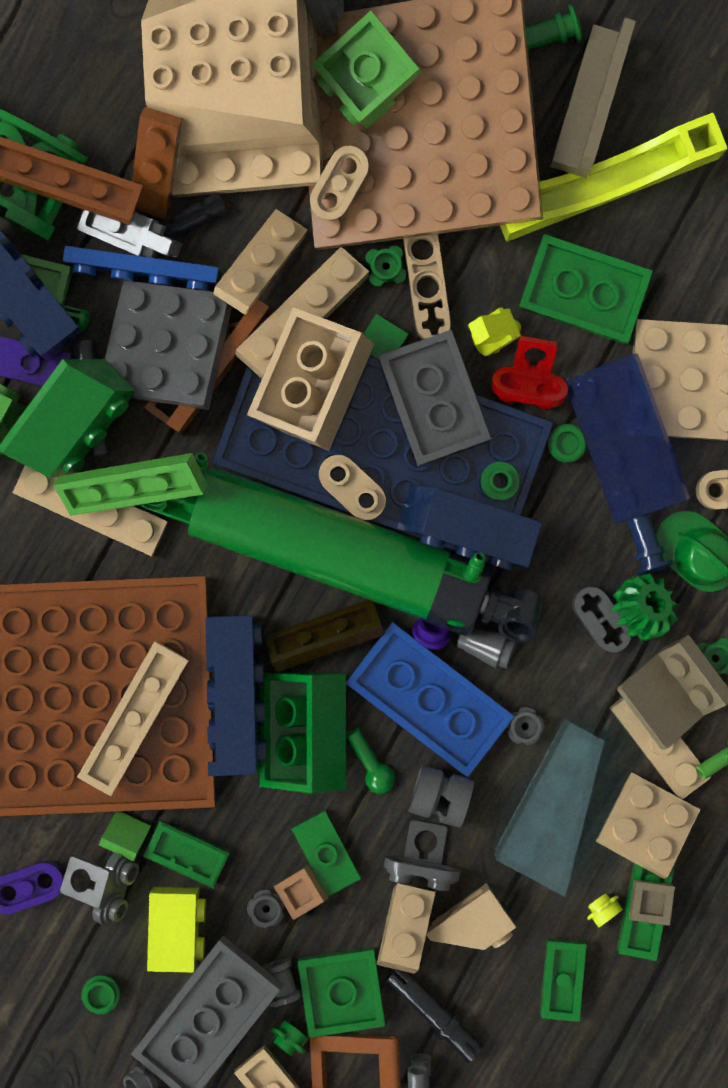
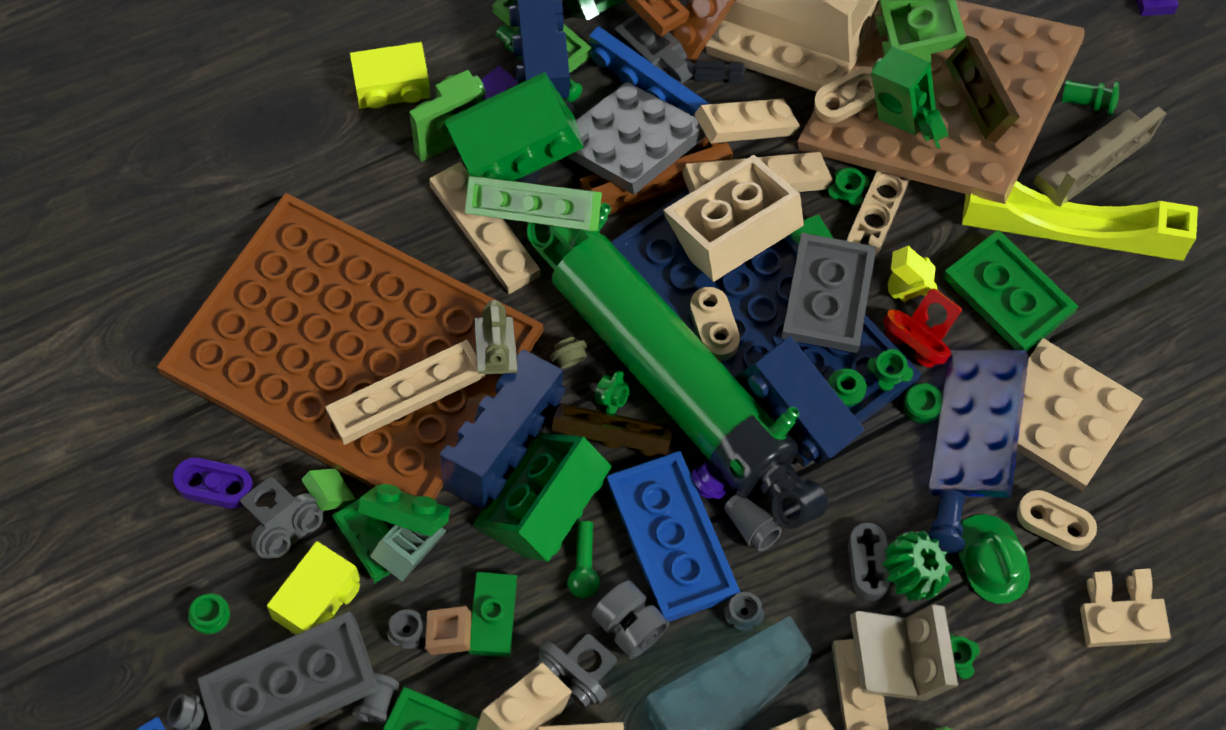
camera: 30 degrees right, 25 degrees down
(180, 628) = (495, 341): none -> olive hinge
(202, 822) = (404, 510): none -> green plate
(223, 871) = (395, 558): none -> sand green slope
(243, 587) = (569, 352): none -> olive plate
(302, 601) = (612, 392): none -> green plate
(392, 163) = (901, 88): none -> green brick
(439, 183) = (932, 126): none -> green plate
(462, 116) = (982, 89): none -> dark brown plate
(537, 438) = (895, 360): none -> green plate

